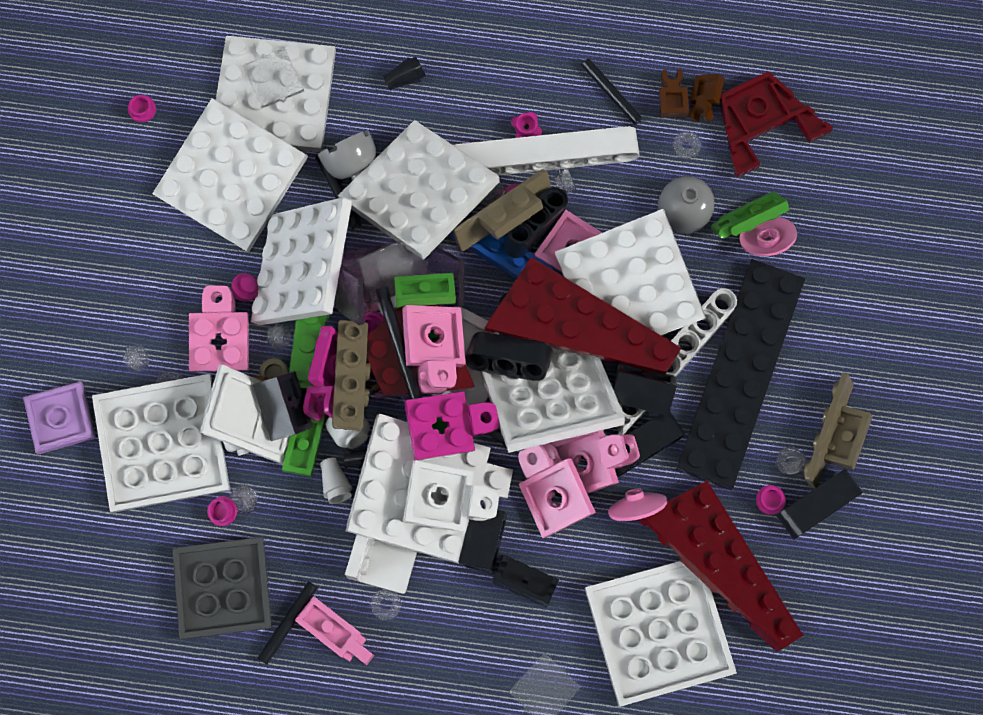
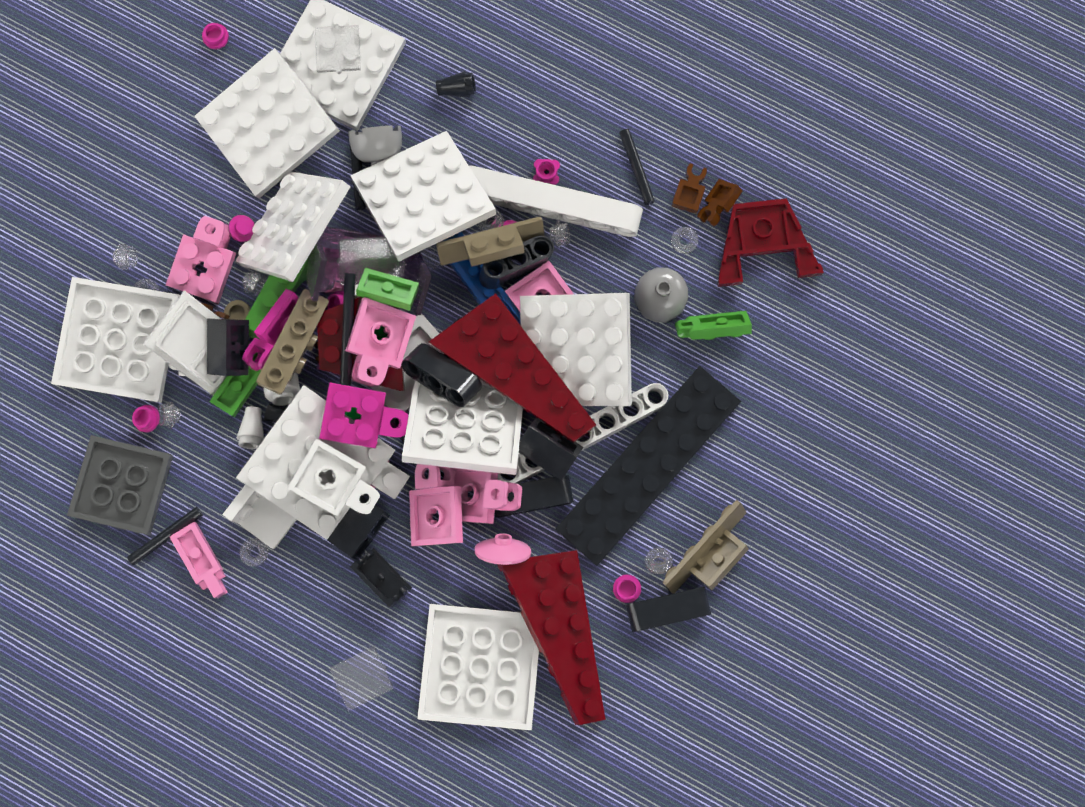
camera: 25 degrees right, 5 degrees up
(59, 417) = (41, 285): lavender plate -> none
(769, 237) = (722, 352): bright pink dish -> none

